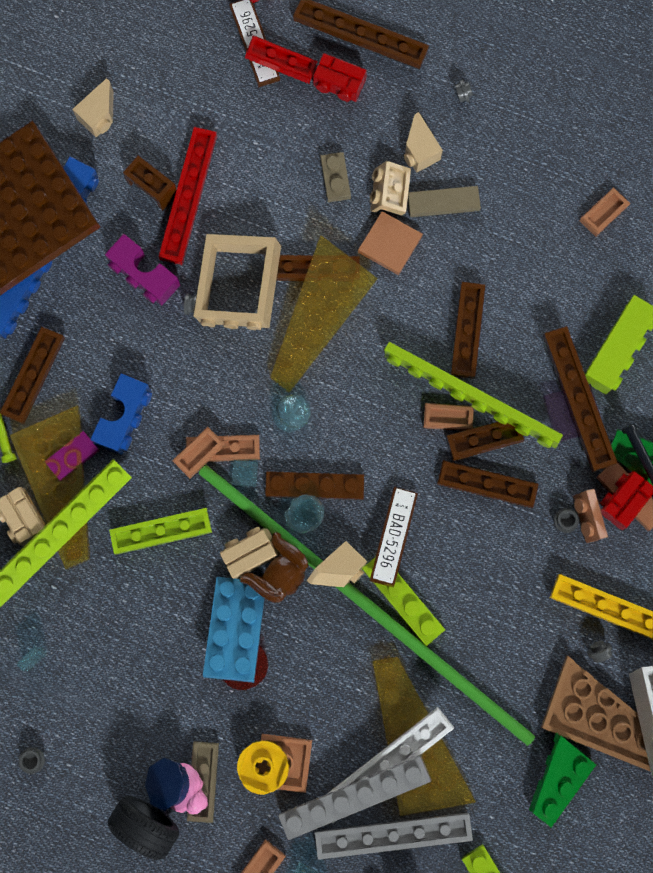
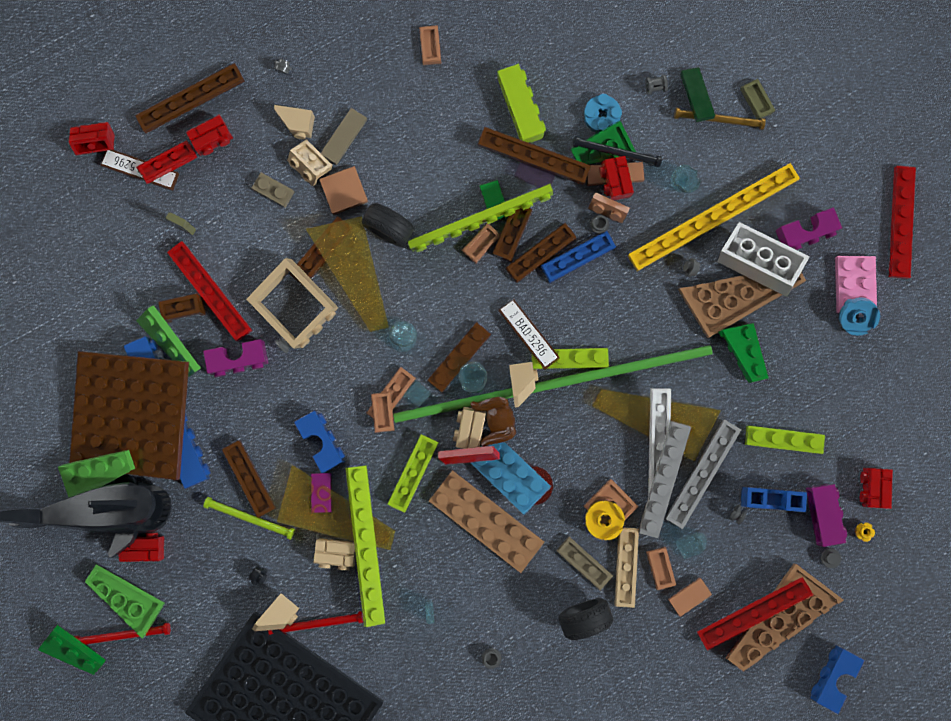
camera: 55 degrees left, 5 degrees up
(96, 109) = (103, 305): tan slope -> none
(109, 188) = (164, 336): none -> bright green wing
(169, 645) = (486, 521): none -> medium nougat plate
(175, 787) = (576, 582): dark blue piece -> none
(221, 572) = (469, 455): none -> red tile
(231, 117) = (180, 223): none -> olive tile
(232, 831) = (626, 568): none -> tan tile
(389, 309) = (388, 224): none -> black tyre
(467, 330) = (437, 188): reddish brown plate -> none
(505, 389) = (492, 195): none -> green tile
(515, 525) = (578, 256): none -> blue tile

